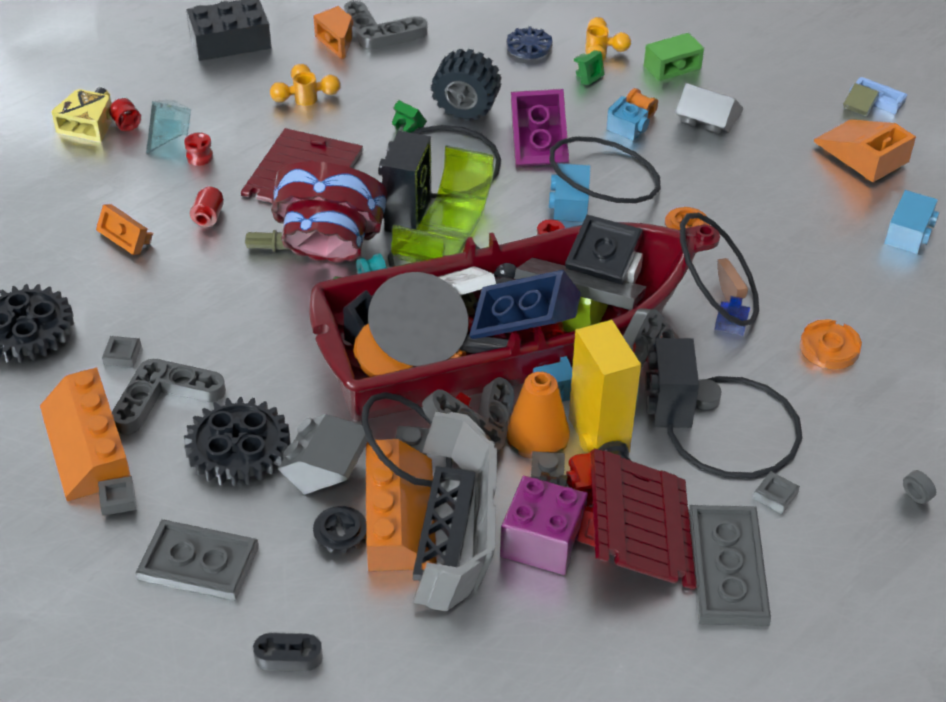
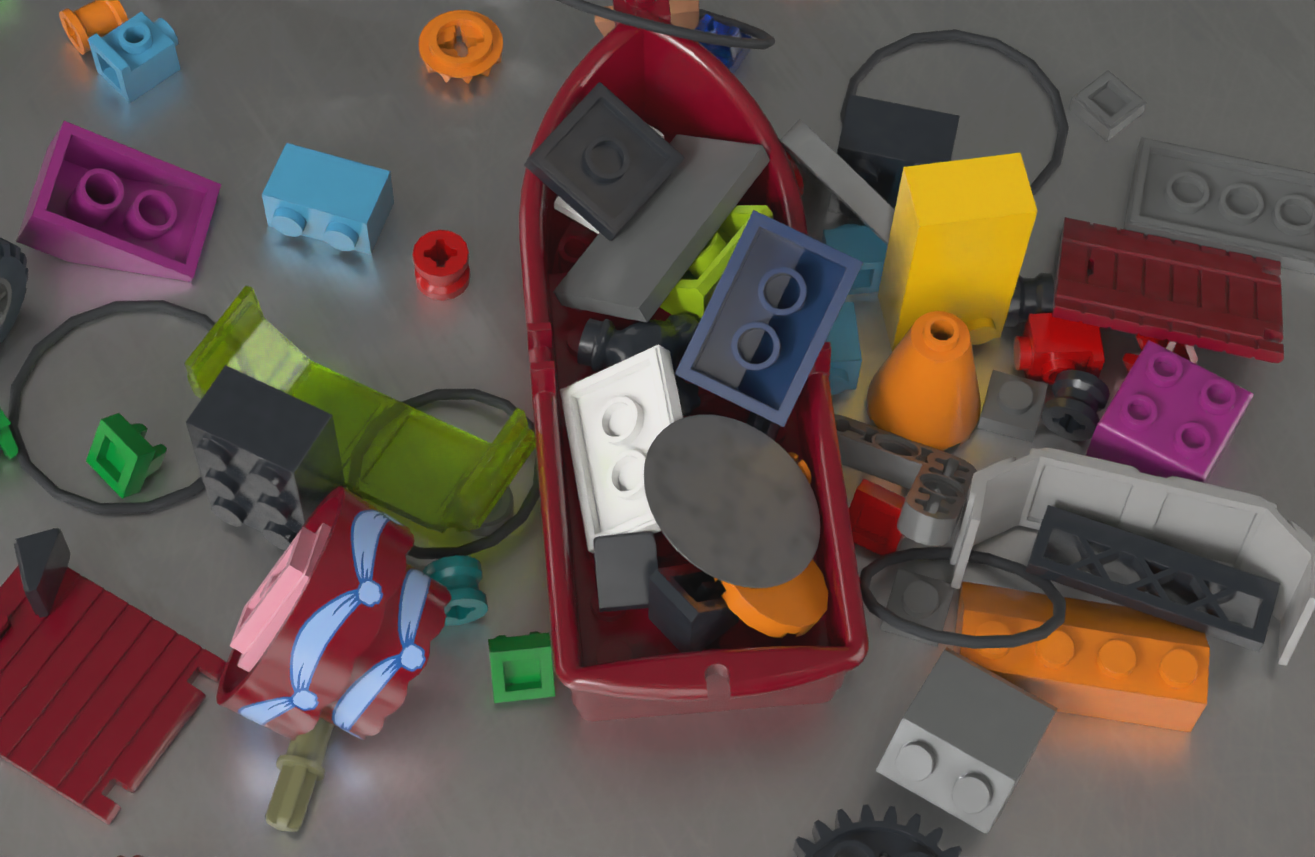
camera: 80 degrees left, 15 degrees up
(345, 142) = (42, 566): none -> black slope
(350, 519) = (1126, 741): black gear -> none
(598, 195) = (296, 196): black piece -> none

